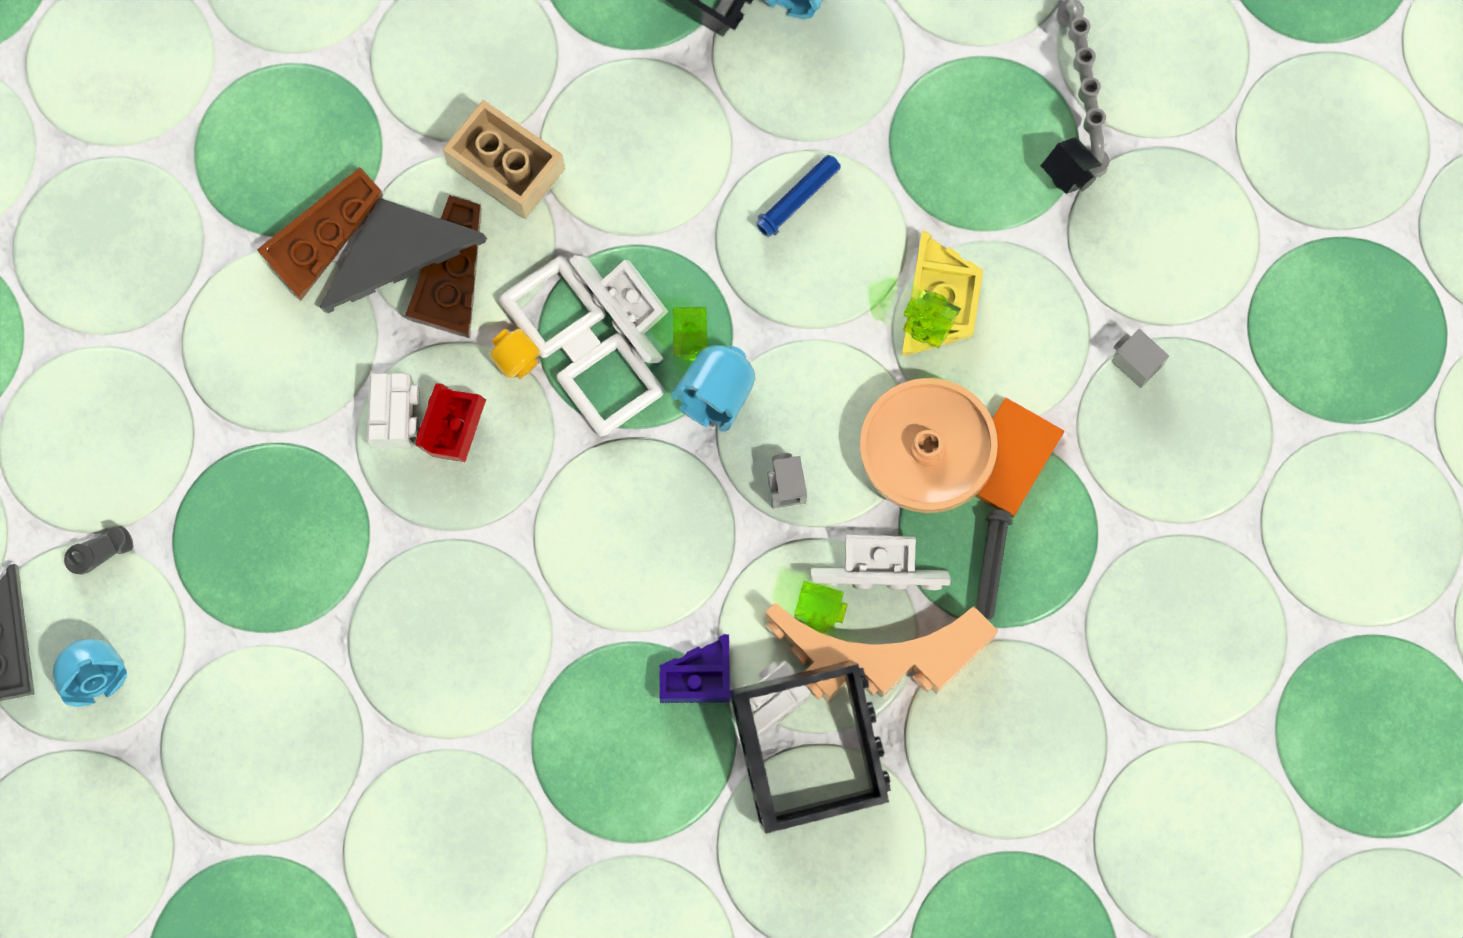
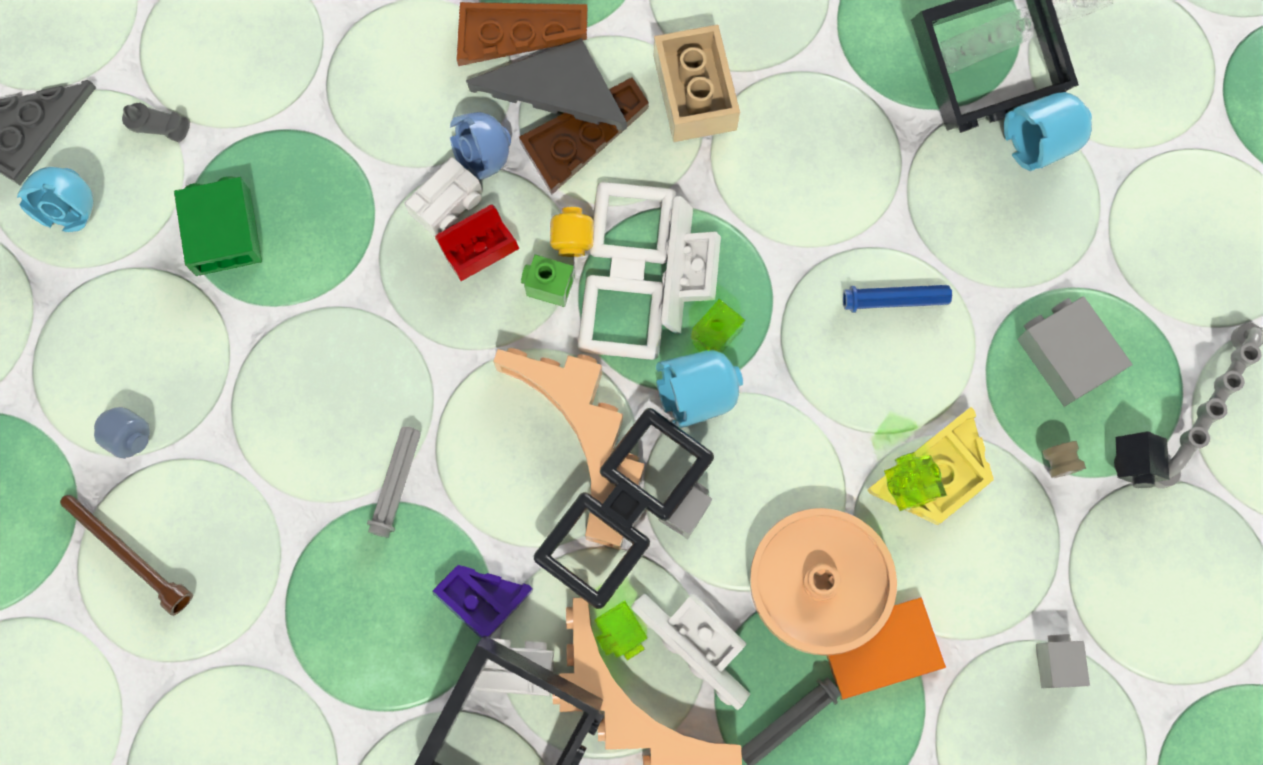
camera: 40 degrees right, 0 degrees up
(233, 583) = (217, 226): none -> green brick
(313, 797) = (121, 432): none -> sand blue head
(380, 346) = (480, 143): none -> medium blue cylinder
(467, 877) = (172, 596): none -> reddish brown piece
(530, 404) = (548, 280): none -> bright green brick
(556, 651) = (394, 482): none -> light grey axle
(625, 471) = (597, 427): none -> light nougat arch
(743, 516) = (623, 508): none -> black bar
(957, 127) = (1073, 350): none -> light grey brick
(1018, 213) = (1064, 459): none -> dark tan wheel

